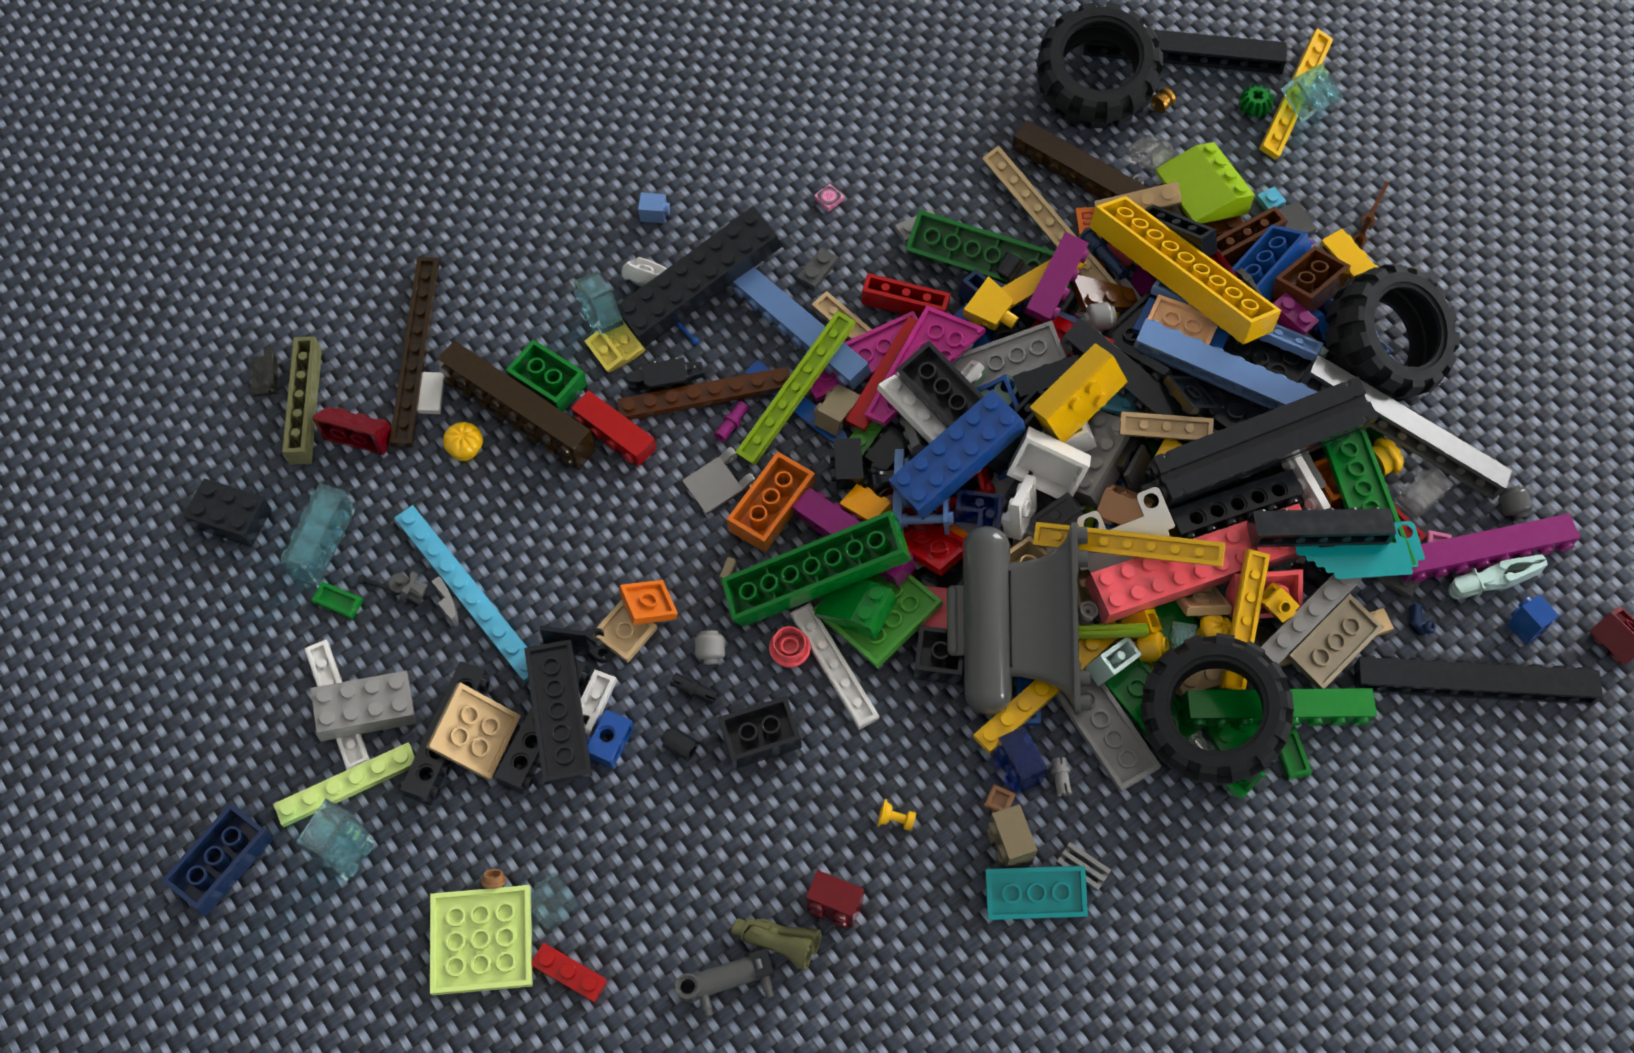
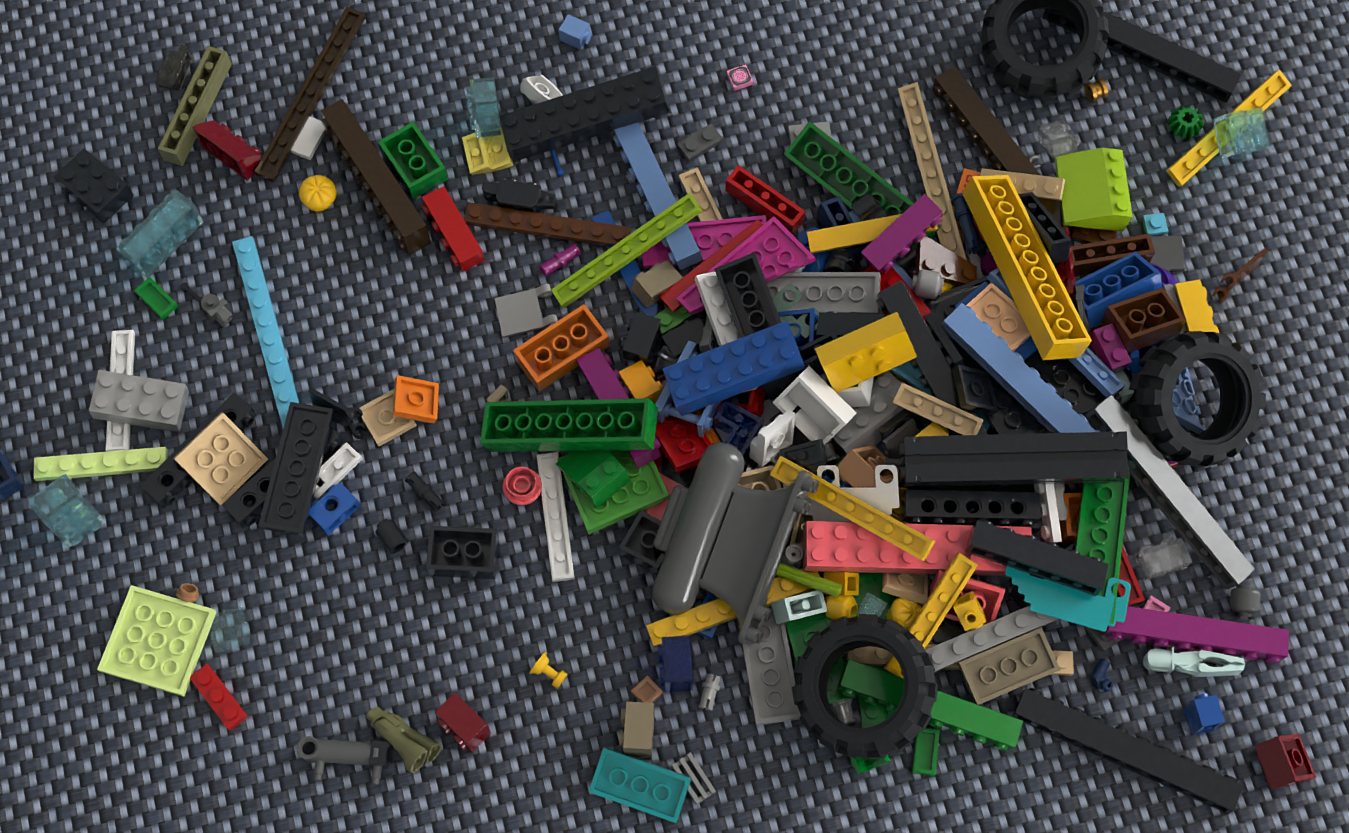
camera: 20 degrees right, 5 degrees up
(446, 604) = (246, 337): light grey slope -> none
(709, 647) = (453, 459): light grey head -> none
(973, 371) = (784, 295): white plate -> none
(991, 306) = (830, 239): yellow torso -> none
(1388, 456) = (1141, 512): yellow piece -> none

